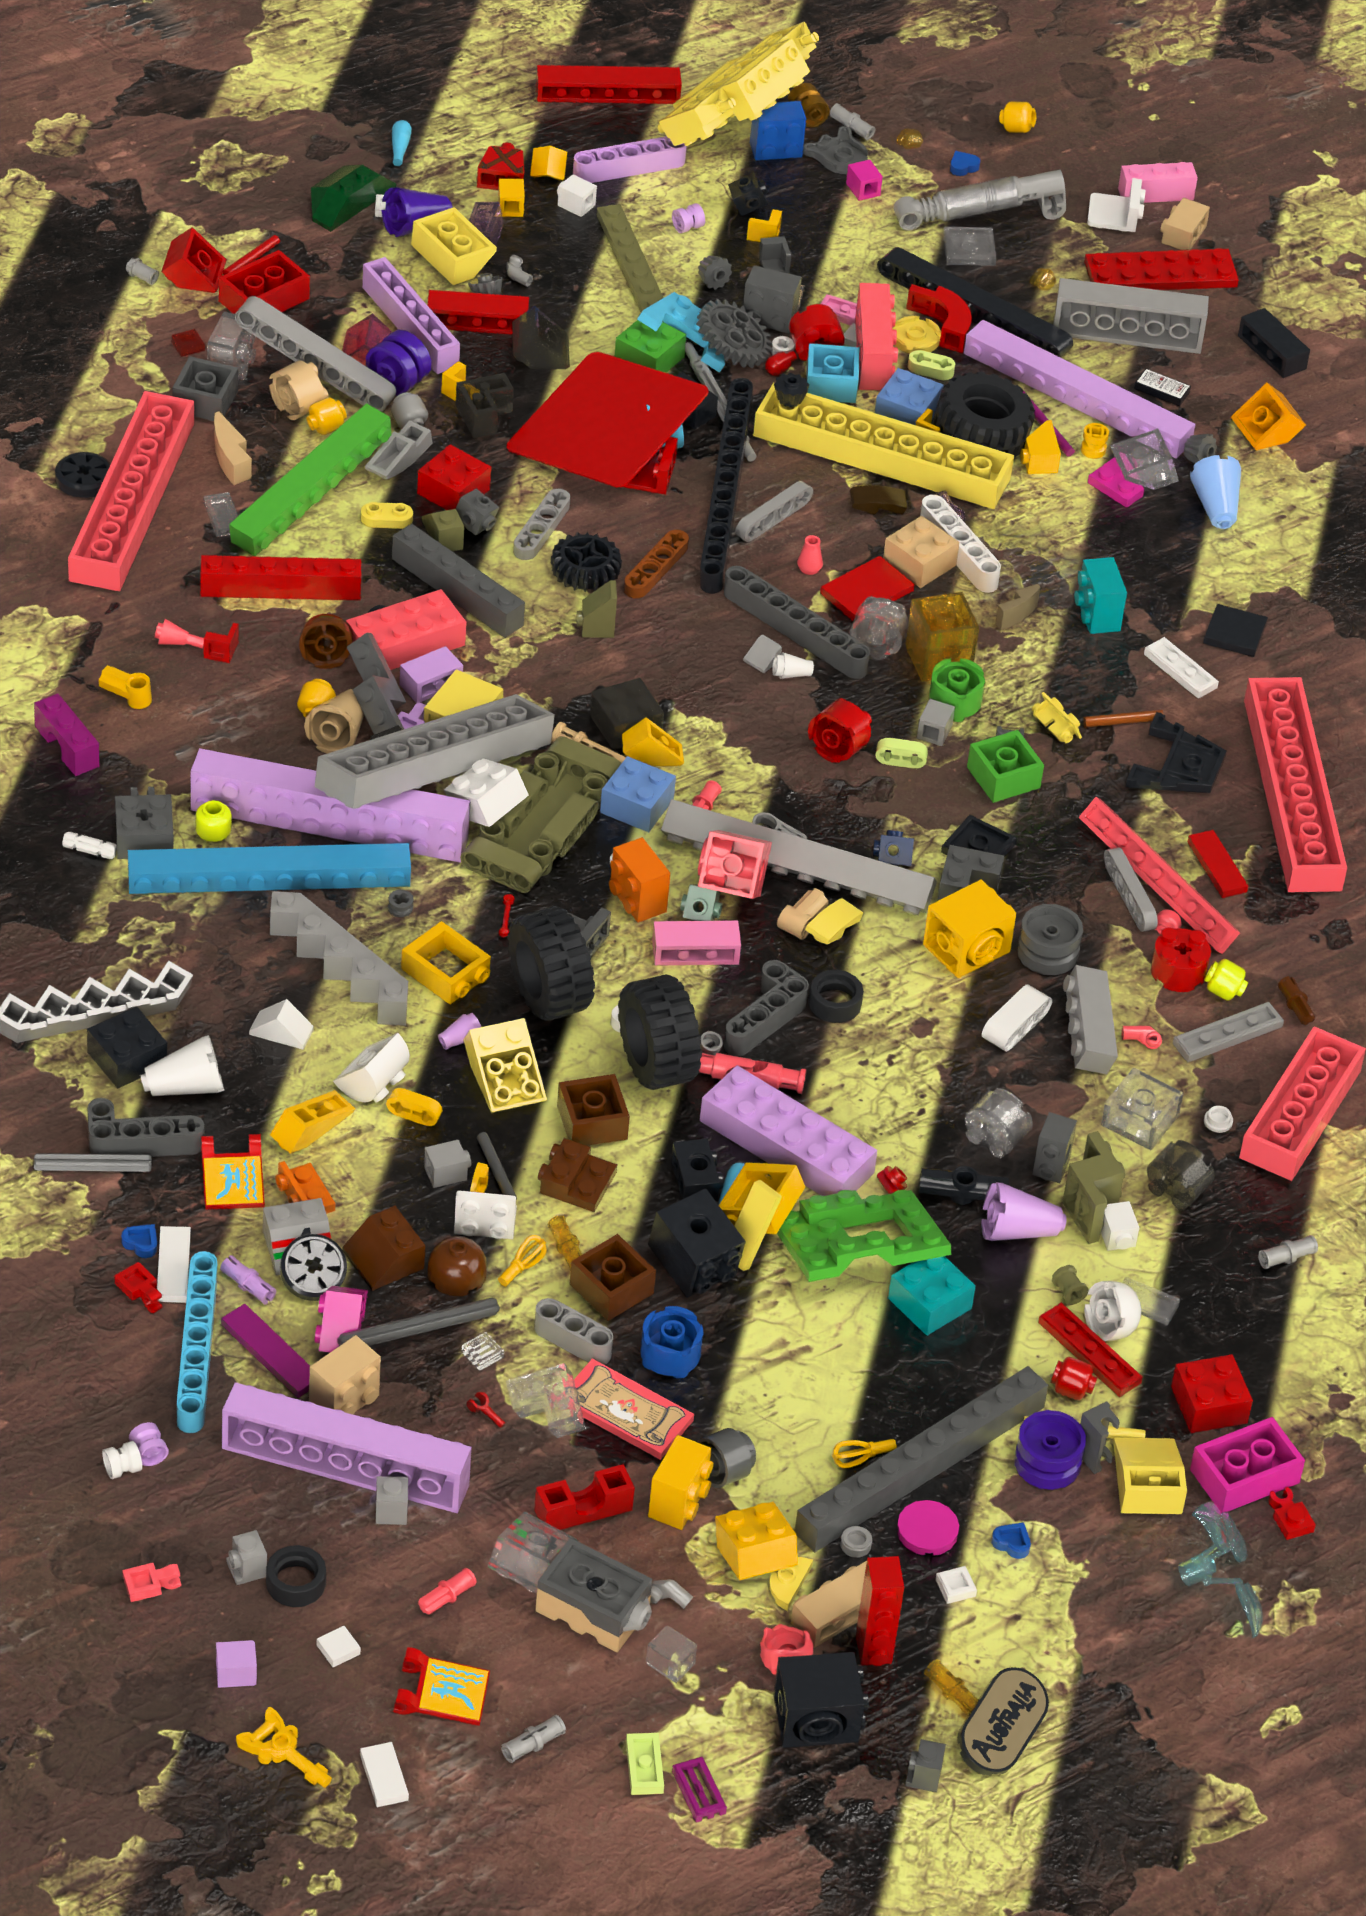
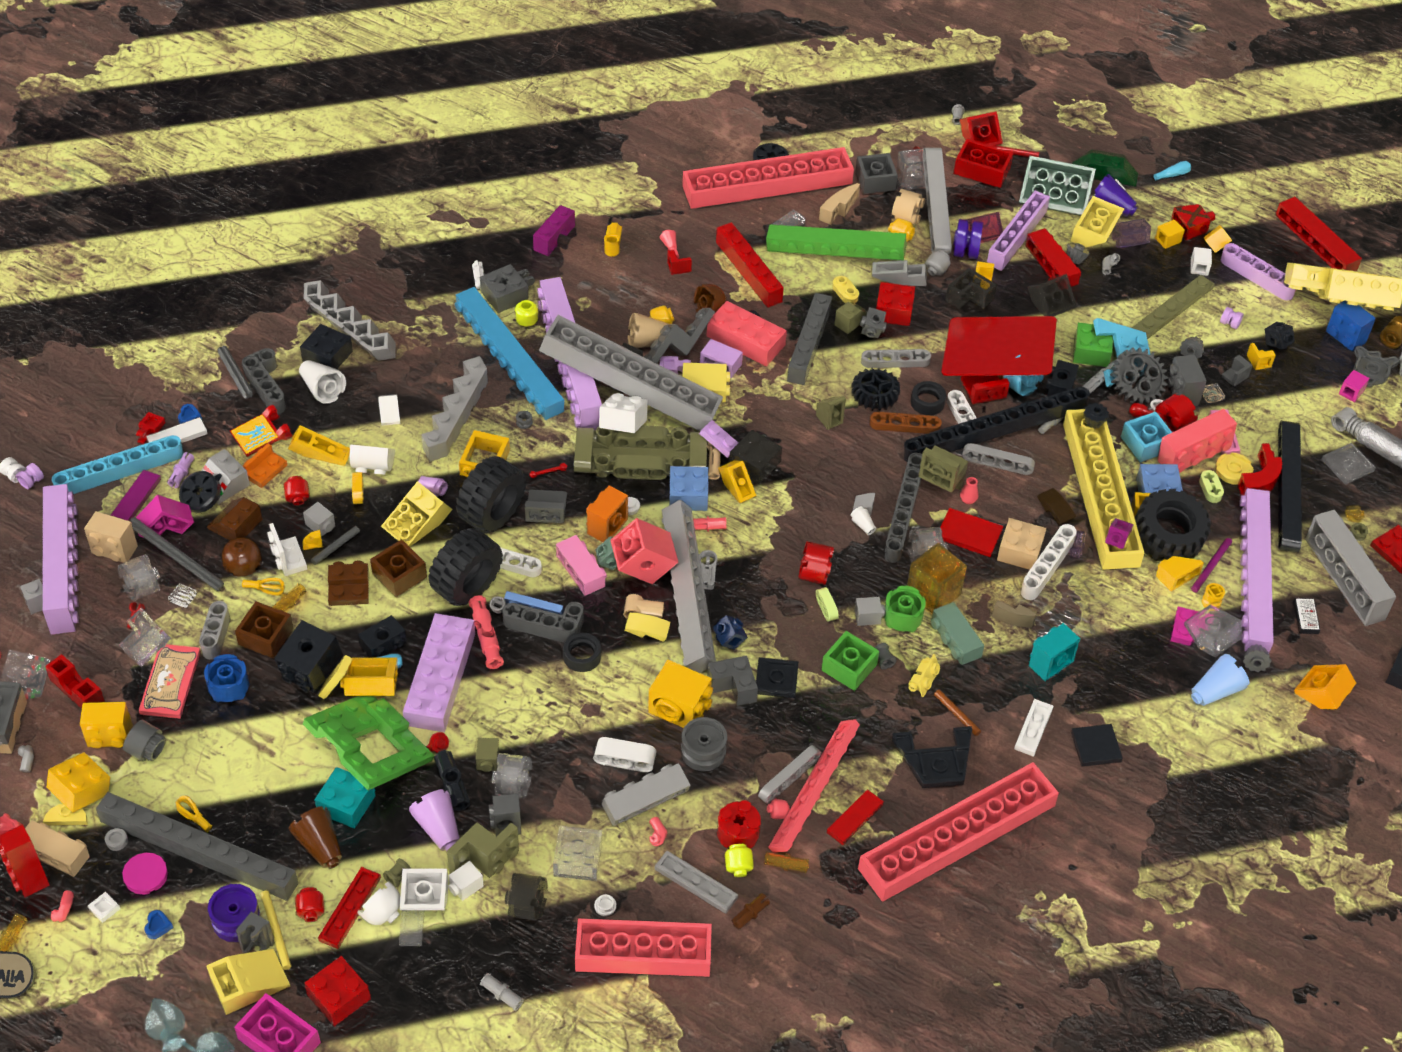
camera: 65 degrees right, 5 degrees up
(347, 241) = (1064, 182): none -> sand green slope
(378, 1168) = (296, 490): none -> red head
(438, 1375) = (139, 577): none -> clear brick
(582, 728) = (718, 438): none -> lavender plate
(632, 537) = (932, 388): none -> black tyre
(697, 508) = (962, 405): none -> white beam
(718, 1021) = (511, 597): none -> medium blue plate
(780, 552) = (943, 468): none -> olive bracket
(943, 1139) = (487, 754): none -> olive brick
(944, 1626) = (64, 908): none -> coral arm
(980, 454) = (1118, 533): none -> magenta bracket
(980, 1334) = (318, 836): none -> reddish brown cone
(1018, 663) = (957, 633): none -> sand green brick
(1122, 1258) = (424, 889): none -> white slope
(1249, 942) = (786, 862): none -> clear yellow pin

